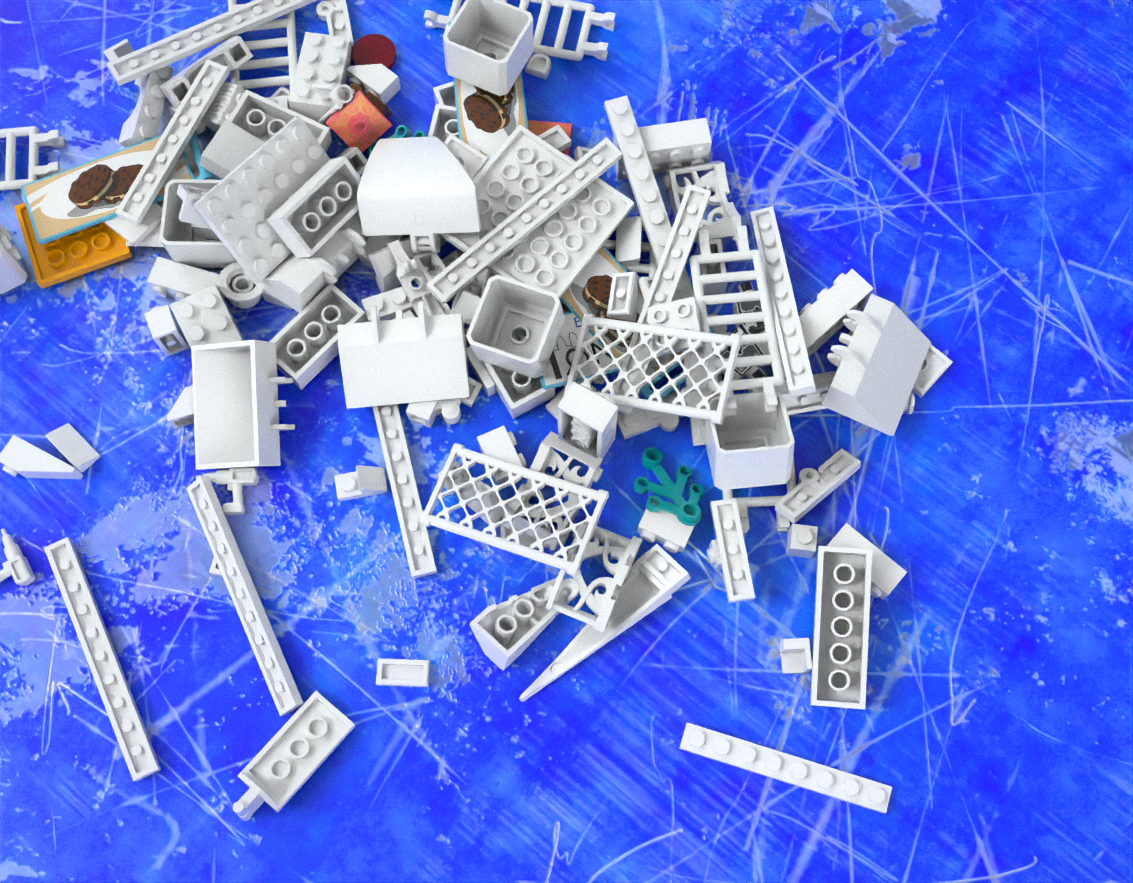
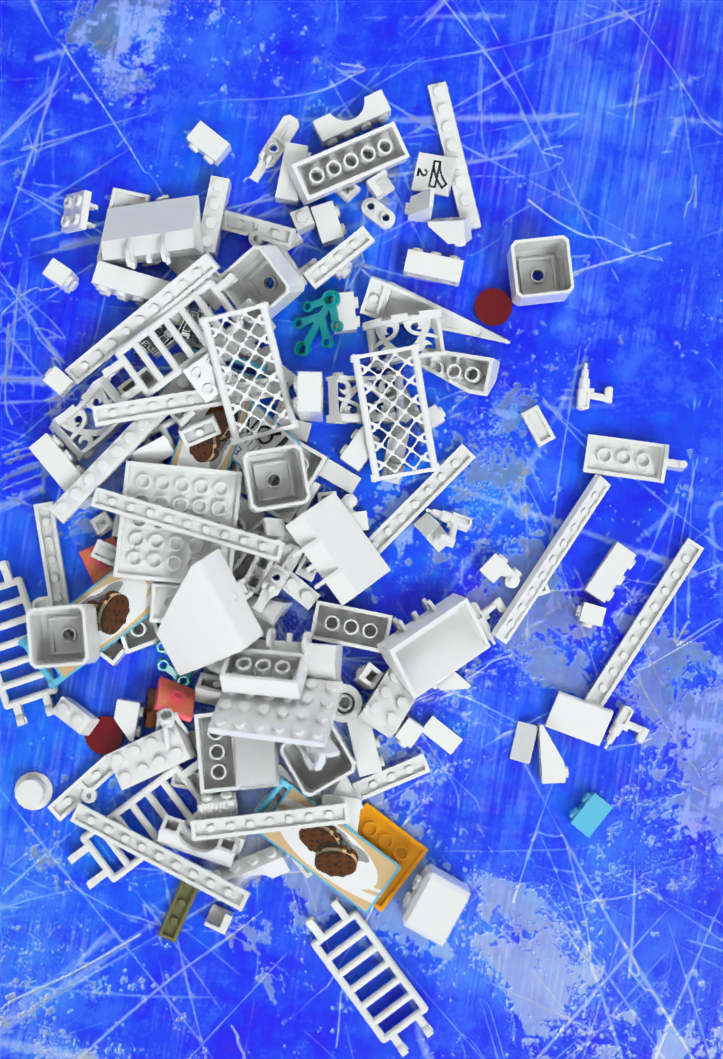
camera: 120 degrees left, 15 degrees up
(52, 519) = (579, 718): none -> white tile
(136, 293) = (391, 777): none -> white plate
(142, 368) = (441, 735): none -> white tile
(152, 600) = (590, 614): none -> white brick
(159, 29) = (178, 911): none -> olive tile
(182, 651) = (610, 573): none -> white brick
(256, 322) = (368, 676): none -> white brick
(274, 528) = (497, 567): none -> white brick
(356, 511) = (454, 522): none -> white piece
(404, 752) = (586, 393): none -> white piece
(408, 33) = (75, 716): none -> white brick
(485, 420) = (340, 476): none -> white tile
(485, 557) = (436, 417): none -> white brick
(573, 93) = (51, 555): none -> white plate
(573, 704) = (493, 307): none -> dark red tile
(573, 752) = (548, 256): none -> white plate
(662, 660) = (433, 267): none -> white brick
(693, 707) = (452, 230): none -> white slope
(741, 684) = (420, 206): none -> white slope
(763, 194) = (58, 381): none -> white brick
(764, 635) = (376, 214): none -> white plate
(774, 727) = (434, 172): none -> white tile
(782, 568) = (328, 224): none -> white brick
(806, 615) = (348, 193): none -> white tile
(878, 251) = (61, 276): none -> white brick
(879, 460) = (215, 205): none -> white arch
(893, 702) = (332, 129): none -> white arch
(917, 577) = (283, 133): none -> white piece
(936, 299) = (76, 212): none -> white plate
(950, 488) = (208, 143): none -> white brick

